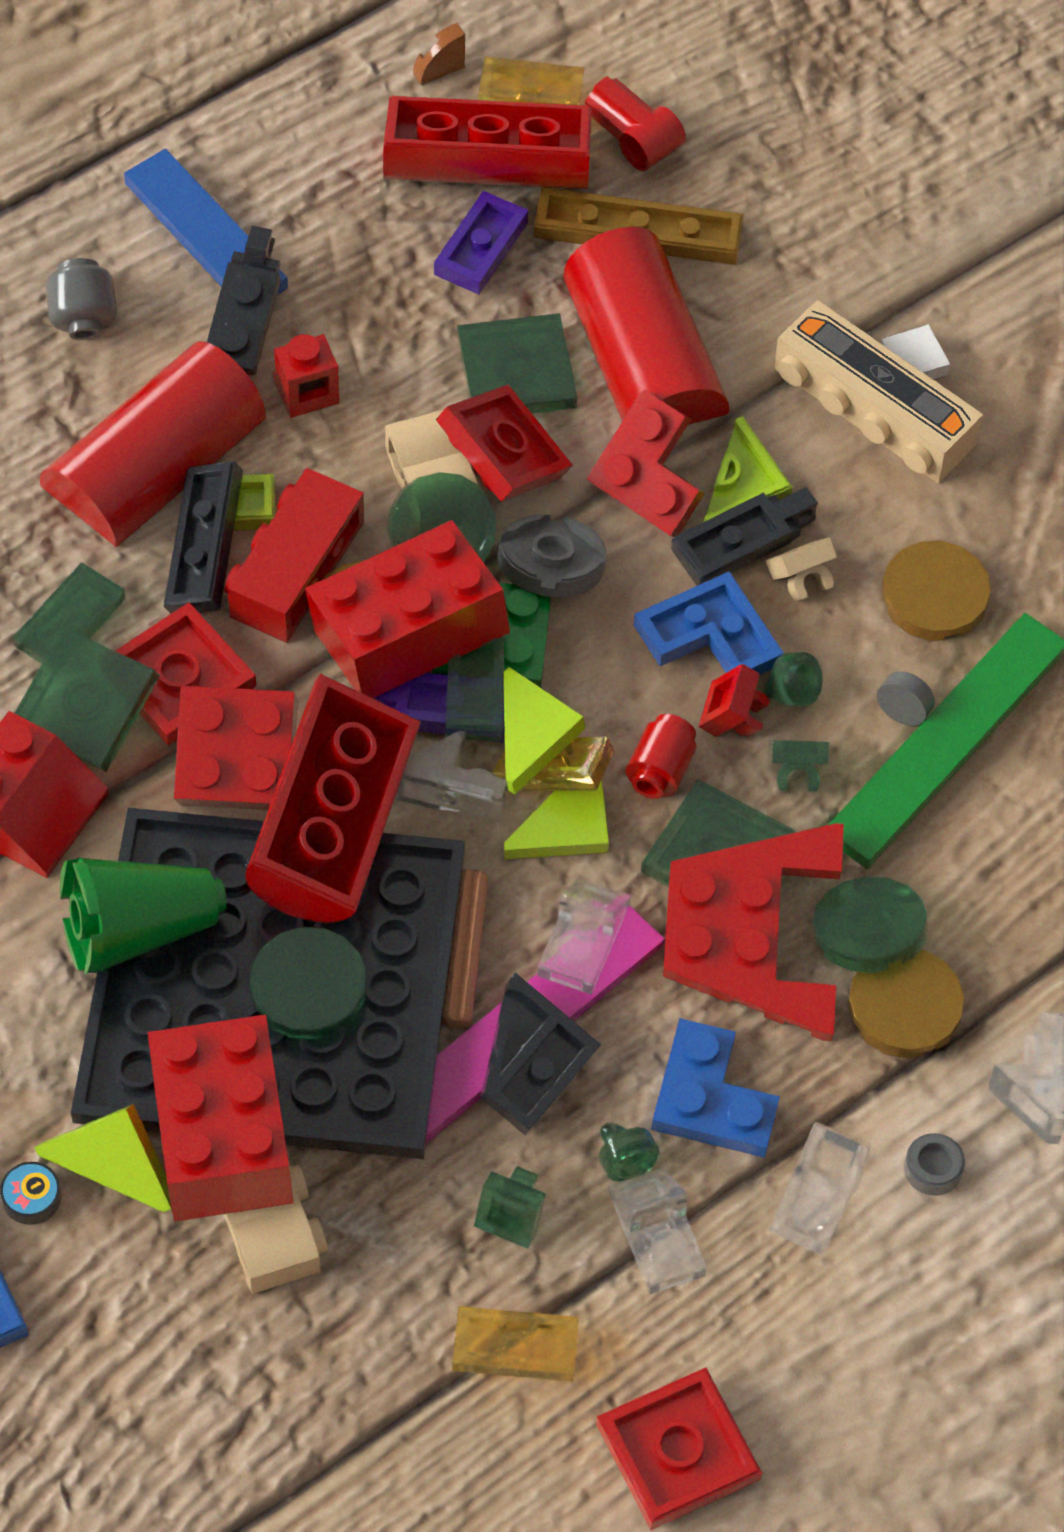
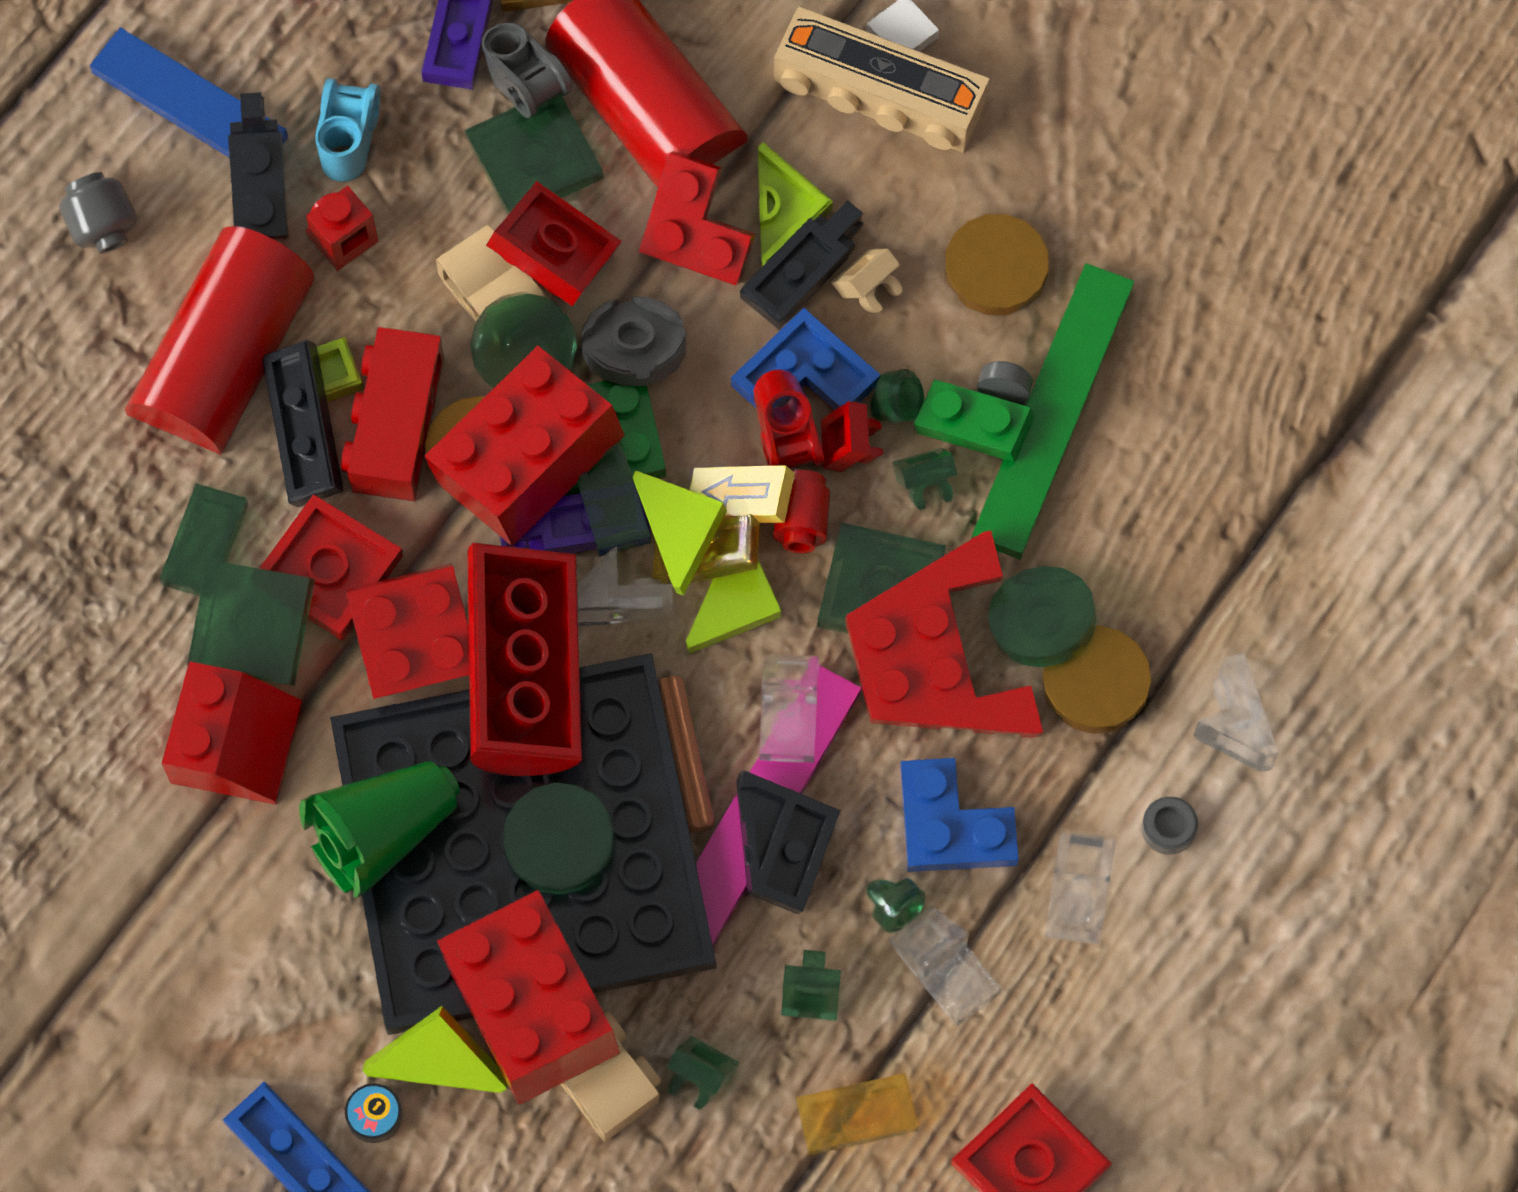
camera: 15 degrees left, 10 degrees up
(345, 292) = (346, 120): none -> medium azure piece
(375, 1248) = (703, 1066): none -> clear green tile
(532, 283) = (523, 68): none -> dark grey piece
(623, 719) = (747, 490): none -> light yellow tile
(672, 679) = (788, 431): none -> red piece
(863, 723) = (974, 420): none -> green plate

